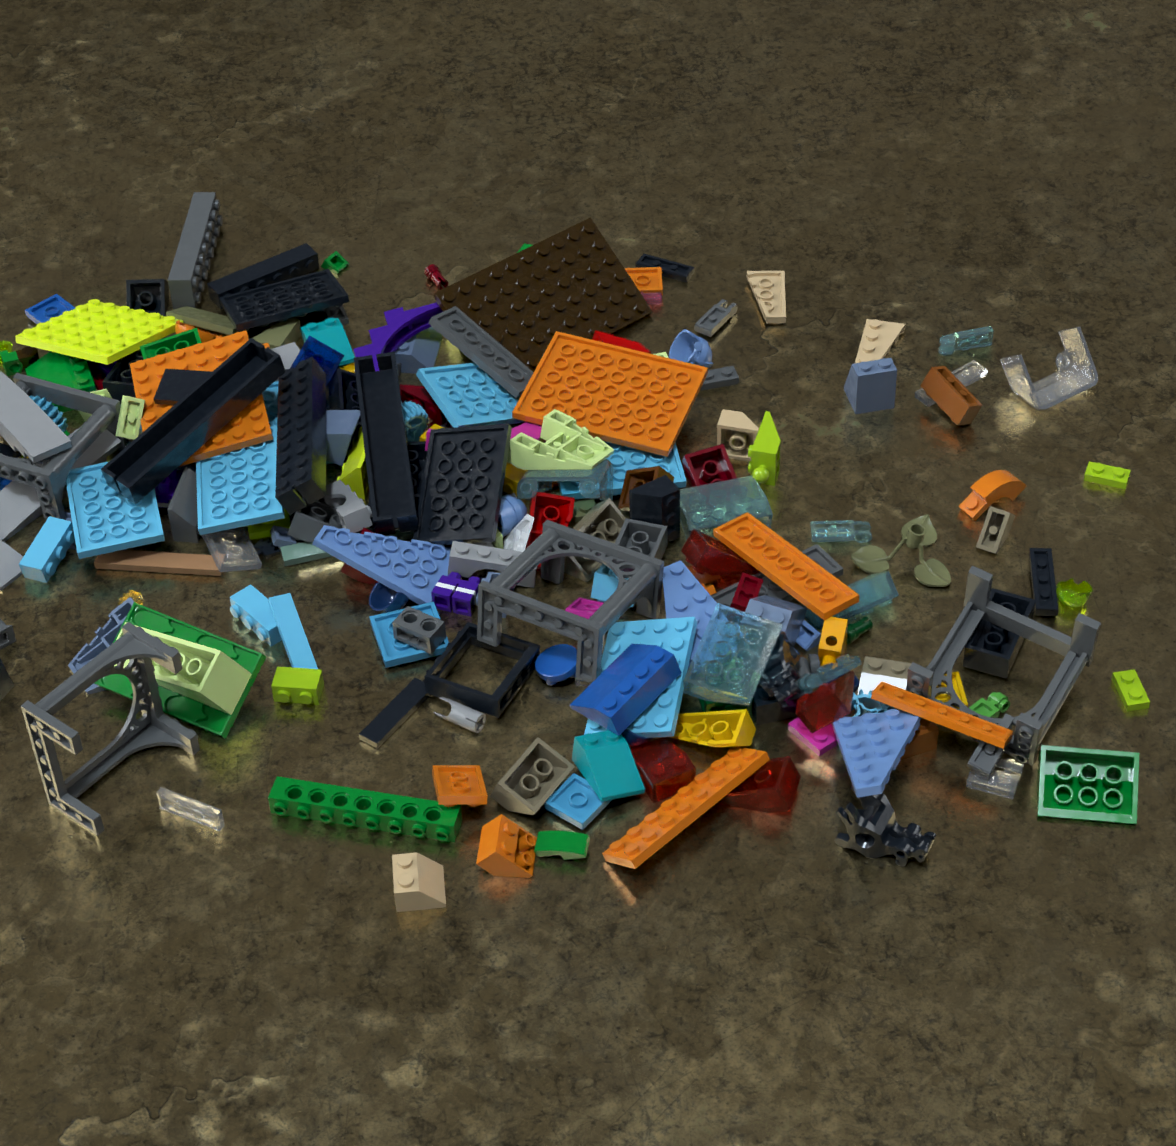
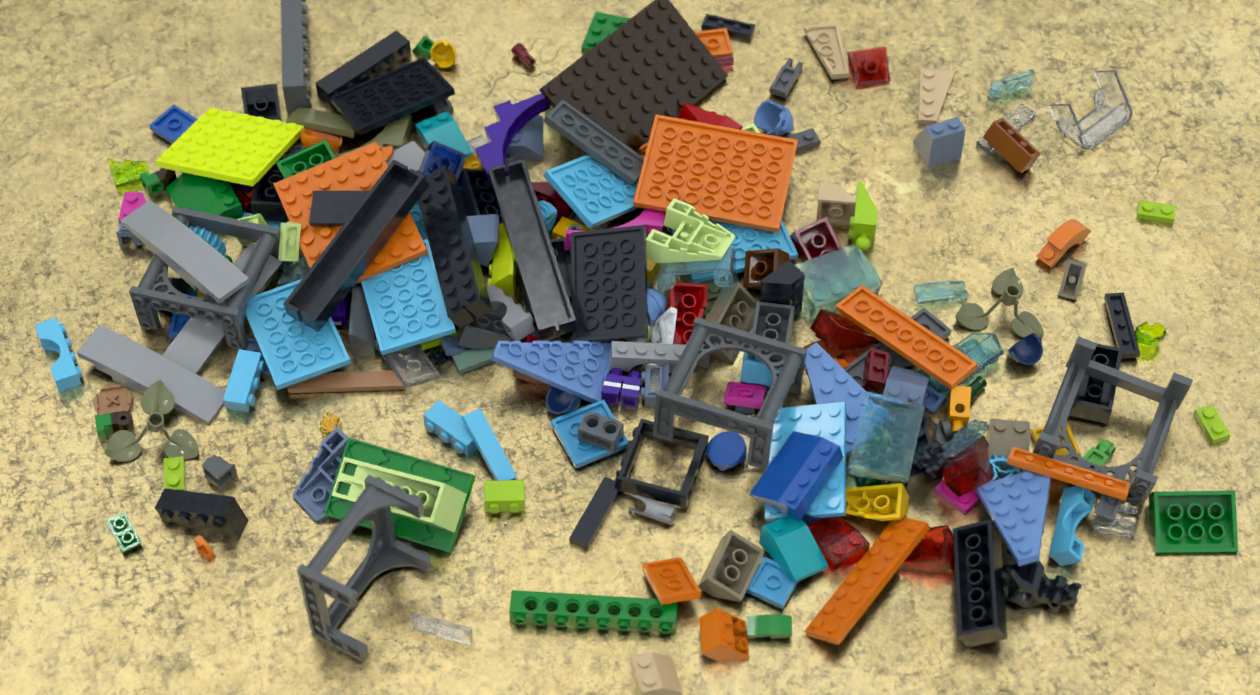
camera: 10 degrees left, 10 degrees up
(350, 268) = (443, 53): none -> yellow hair
(809, 312) = (869, 66): none -> clear red slope
(812, 826) = (978, 585): none -> black brick
(926, 596) = (1027, 350): none -> dark blue helmet
(947, 755) = (1074, 505): none -> medium azure arch

